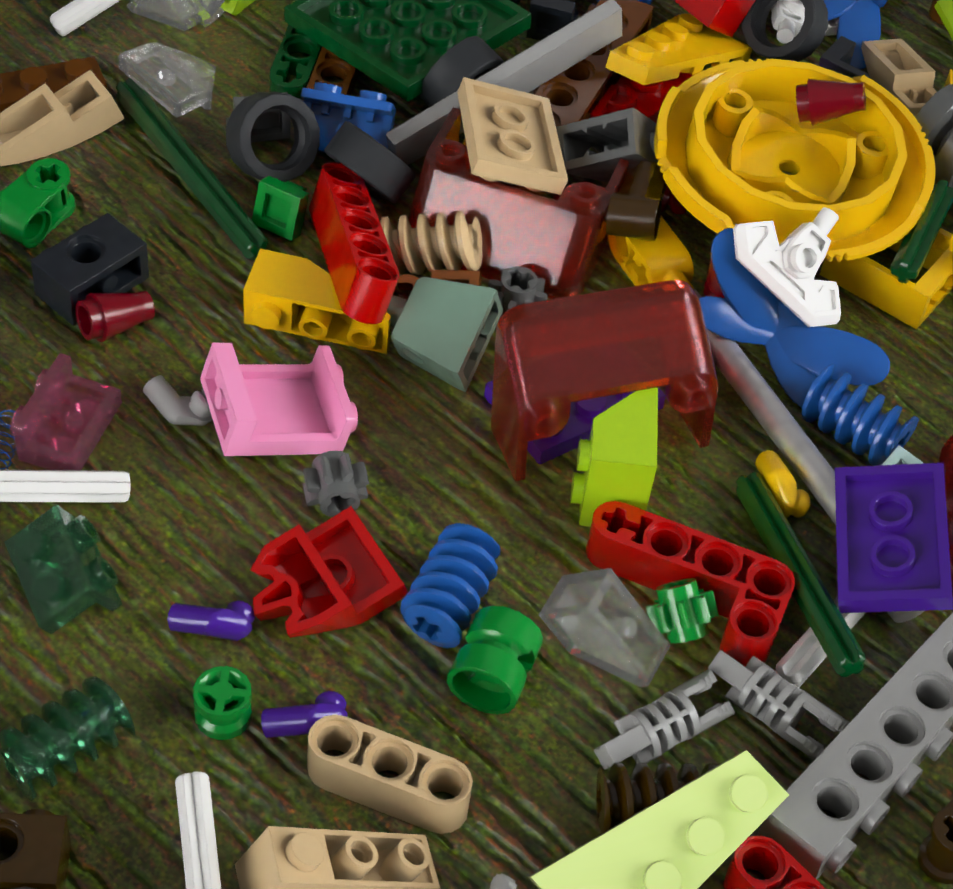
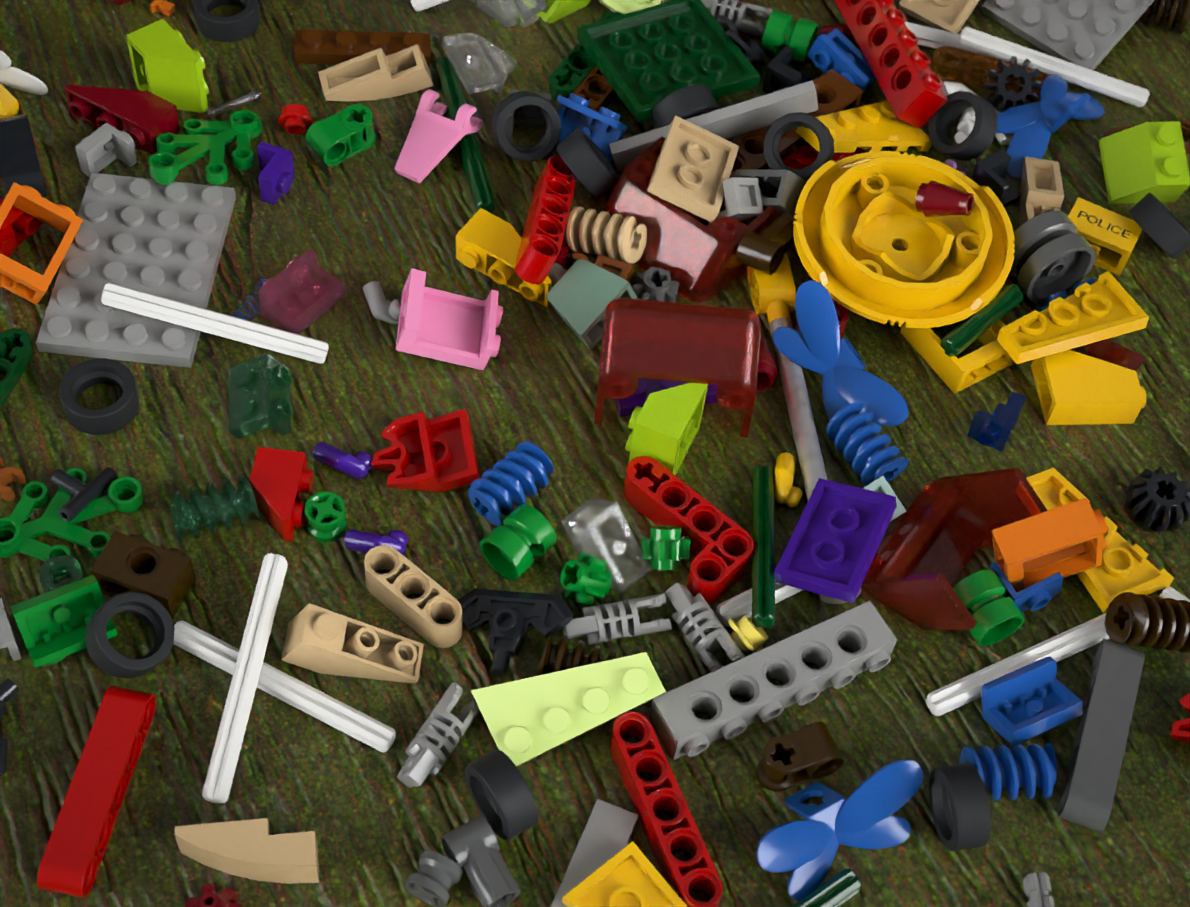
camera: 20 degrees right, 5 degrees up
(92, 260) = (361, 192): black brick -> none
(110, 314) = (364, 228): dark red cone -> none
(144, 674) = (279, 485): none -> red slope
(153, 179) = (433, 136): none -> bright pink flag
(280, 207) = (513, 179): green tile -> none
(335, 483) = (463, 389): dark grey gear -> none
(531, 761) = (510, 618): none -> black piece
(584, 157) = (741, 198): none -> light grey panel
(603, 681) = (586, 579): none -> green gear
(630, 48) = (787, 122): none -> black tyre
(791, 266) = (856, 321): white piece -> none
(832, 689) = (747, 635): none -> light yellow plate

